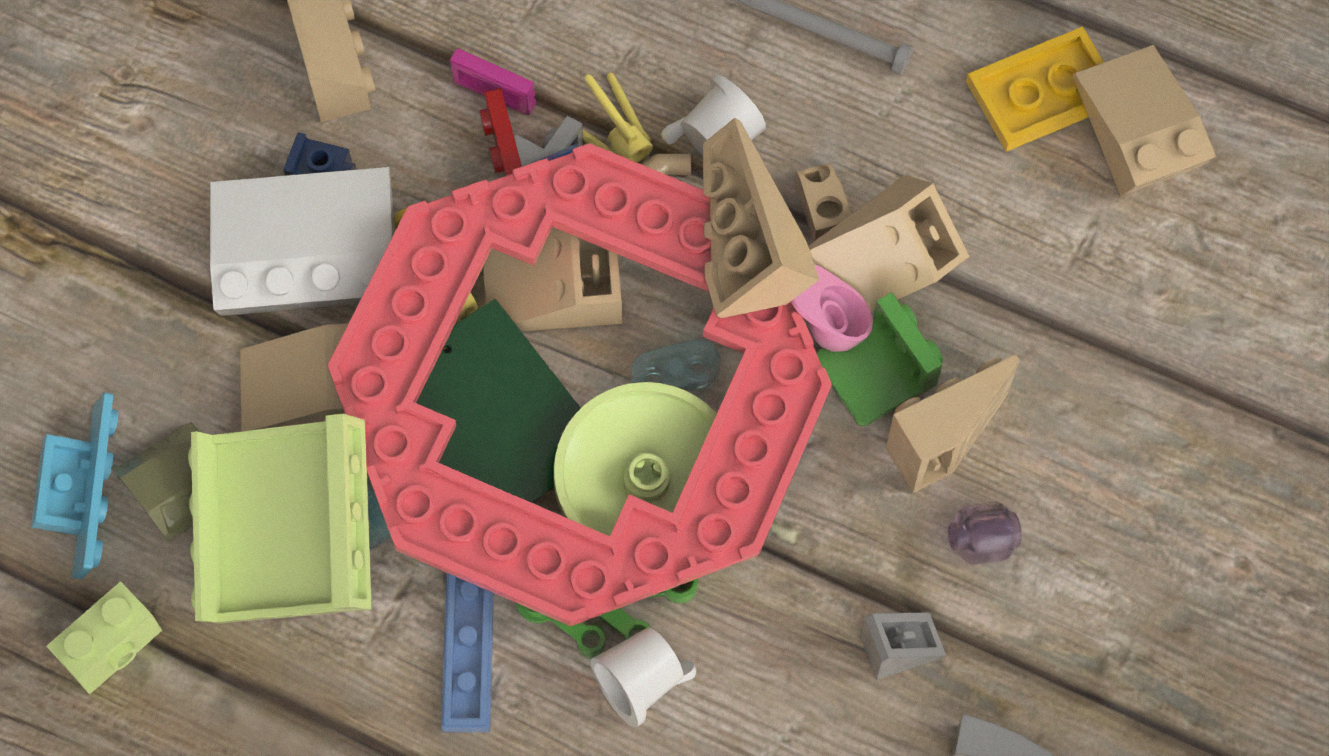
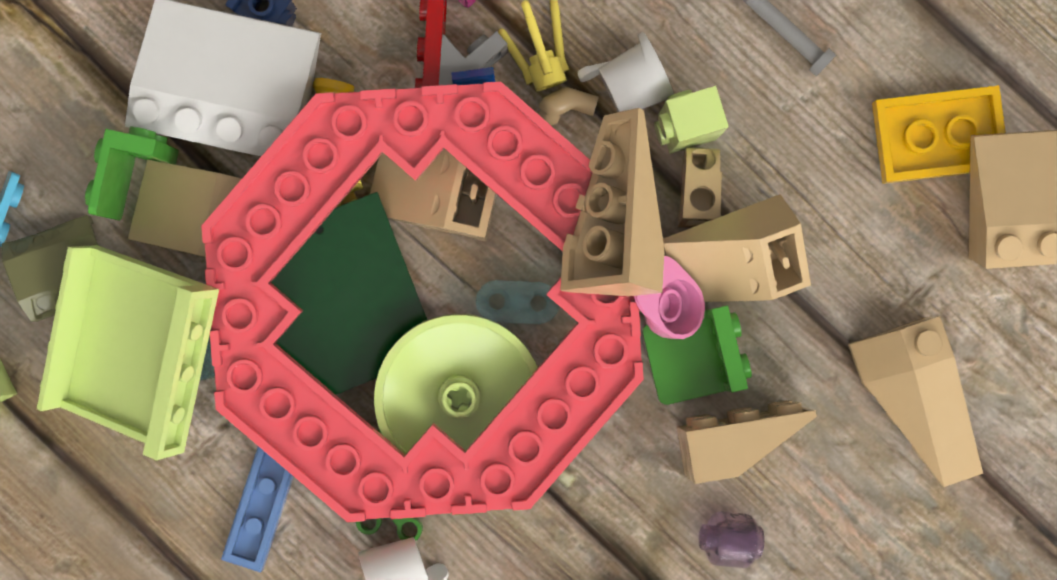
camera: 15 degrees right, 20 degrees up
(222, 331) = (116, 160): none -> bright green bracket
(792, 137) = (690, 119): none -> yellowish green brick
(1119, 326) = (921, 391): none -> tan wedge

